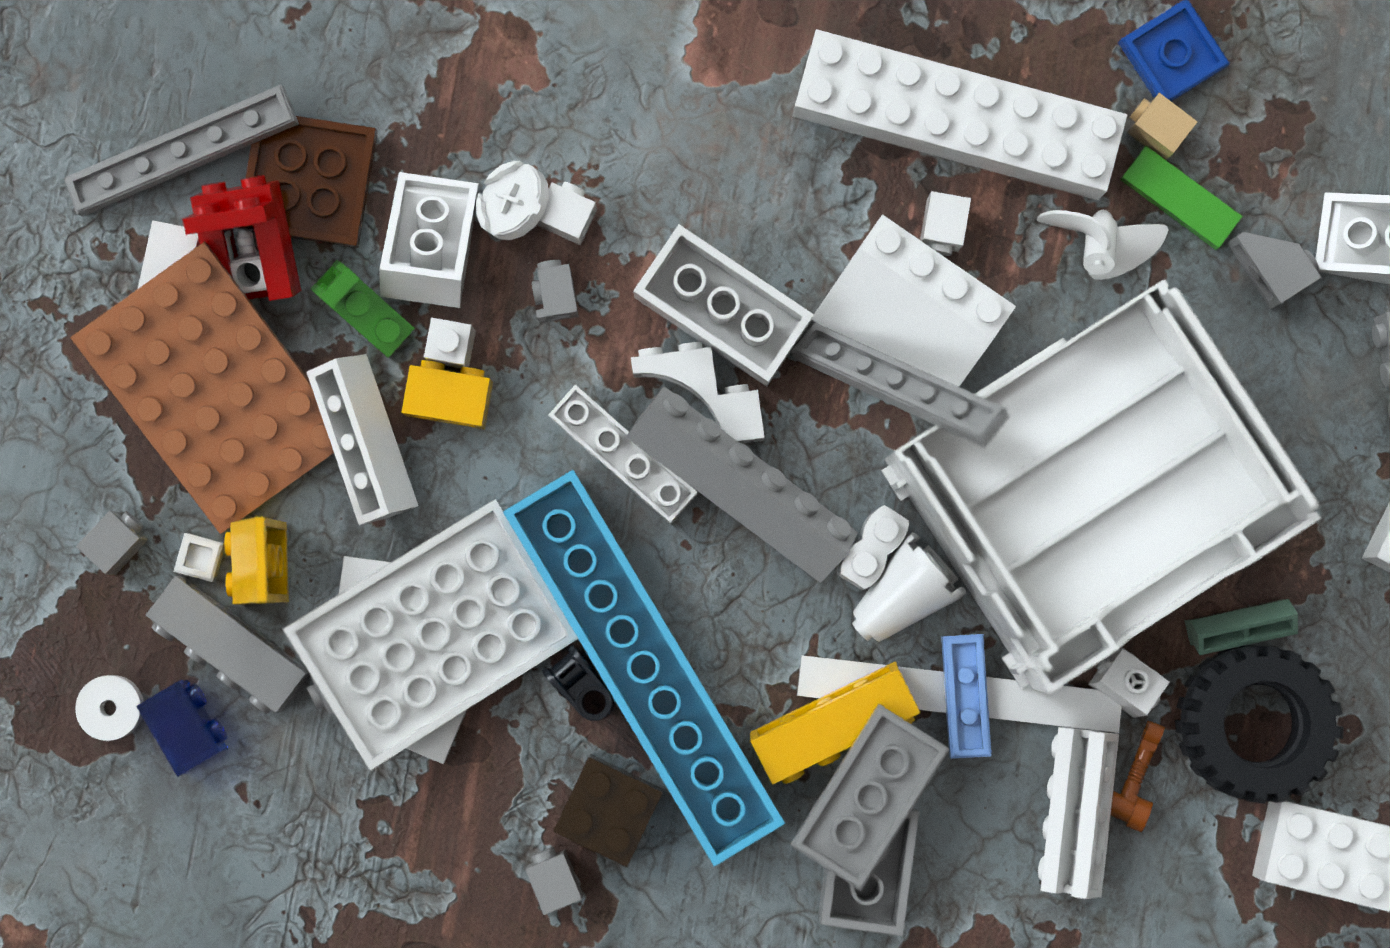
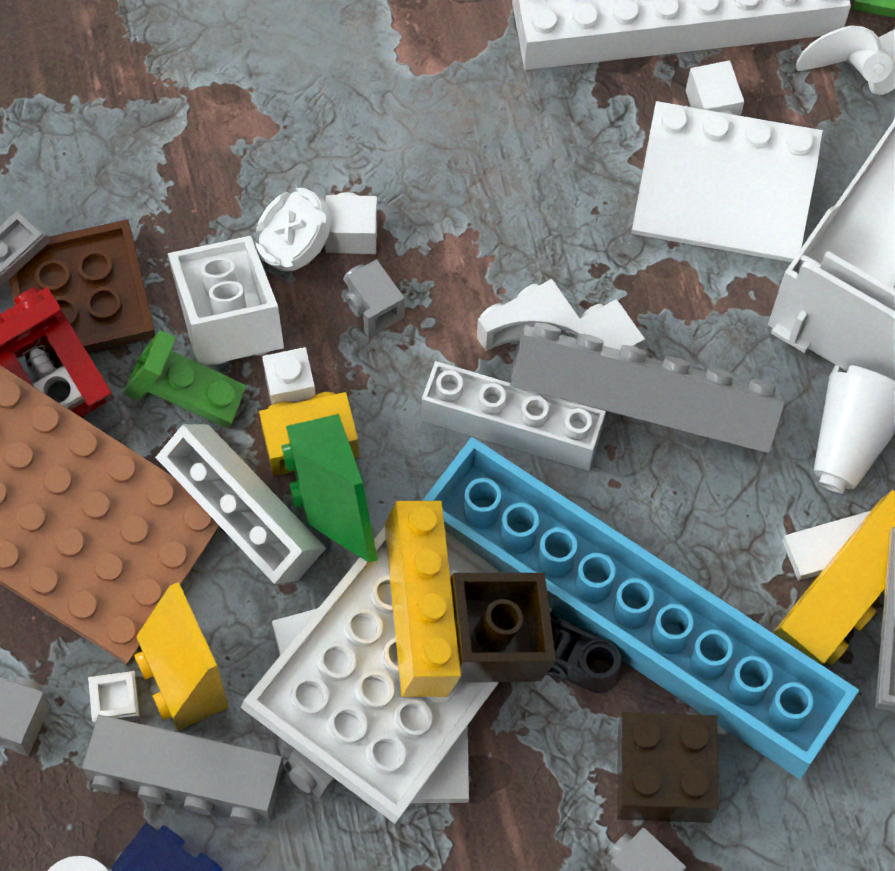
camera: 20 degrees left, 20 degrees down
(438, 460) = (329, 484): none -> green slope
(465, 598) = (422, 599): none -> yellow brick
(516, 648) = (502, 626): none -> dark brown brick
(722, 305) = (537, 235): white brick -> none
(878, 537) = (804, 405): white brick -> none
(901, 385) = (756, 224): light grey tile -> none

